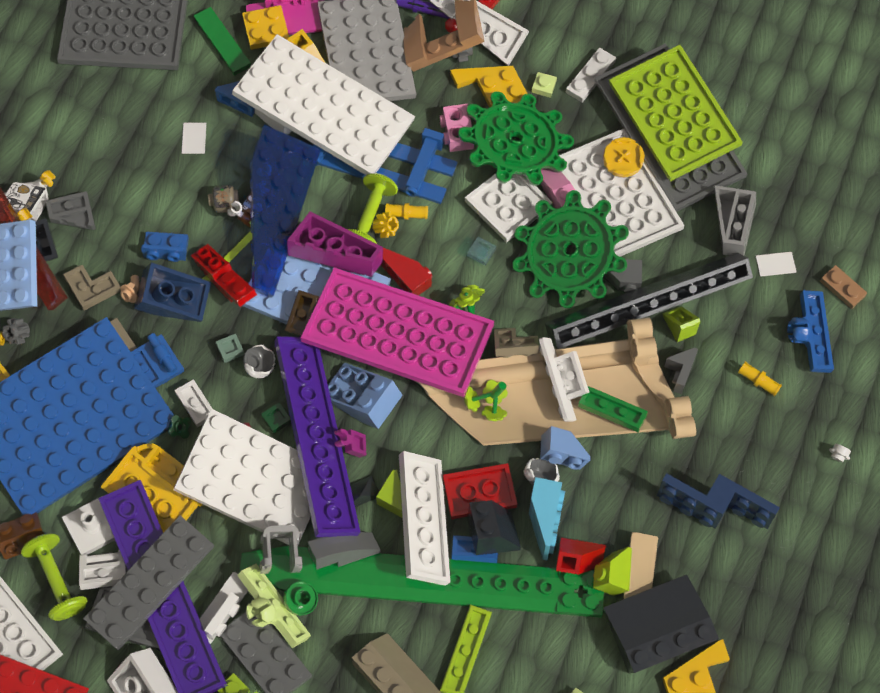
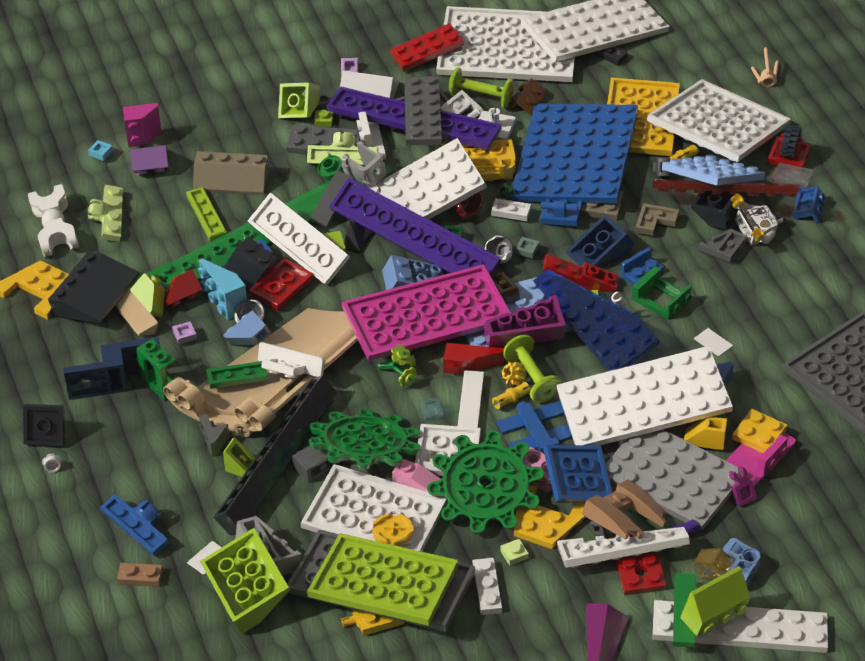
camera: 140 degrees right, 20 degrees down
(129, 291) = (629, 229): light nougat plate -> none
(185, 223) = (653, 280): none -> green panel
(222, 41) = (780, 408): green tile -> none
(222, 198) = (644, 311): dark tan head -> none
(353, 441) = (388, 247): magenta plate -> none
(440, 90) = (577, 472): none -> blue plate
(443, 234) = (471, 399): none -> white tile
(492, 393) = (318, 320): lime plant -> none
(508, 344) = (348, 358): dark tan plate -> none
(614, 505) = (184, 332): none -> lavender plate
(680, 460) = (159, 358): none -> green panel
(759, 378) = (150, 468): yellow pin -> none
(778, 195) = (245, 579): none -> lime slope
(823, 490) = (44, 424): none -> black tile

